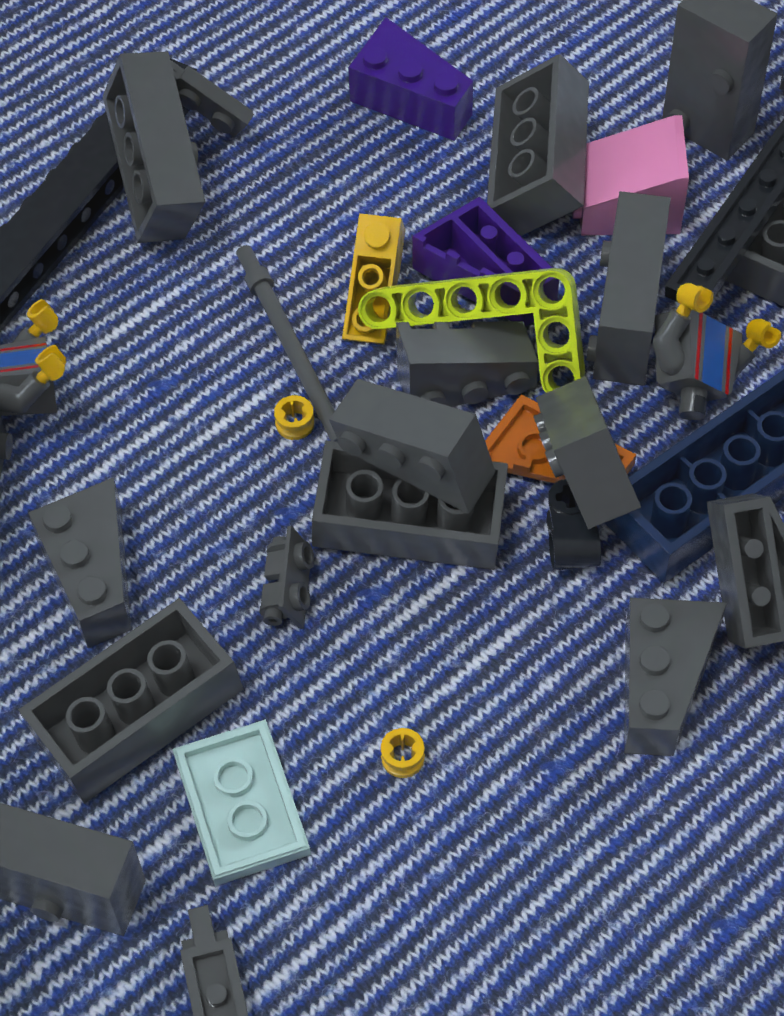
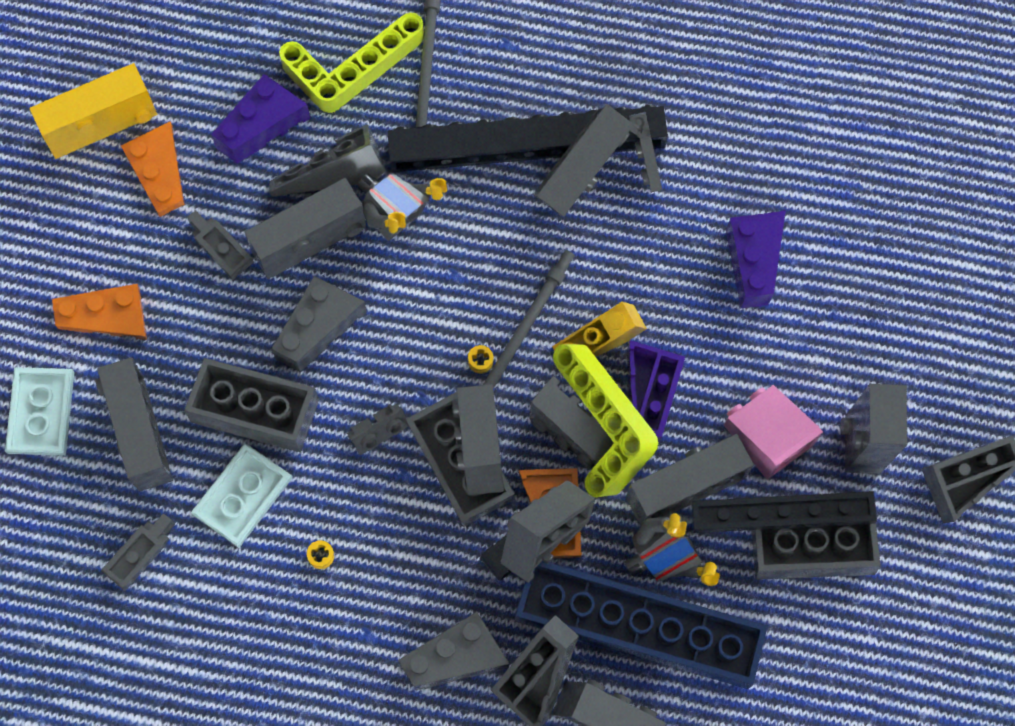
camera: 50 degrees right, 15 degrees up
(539, 145) = (754, 362): dark grey brick -> none

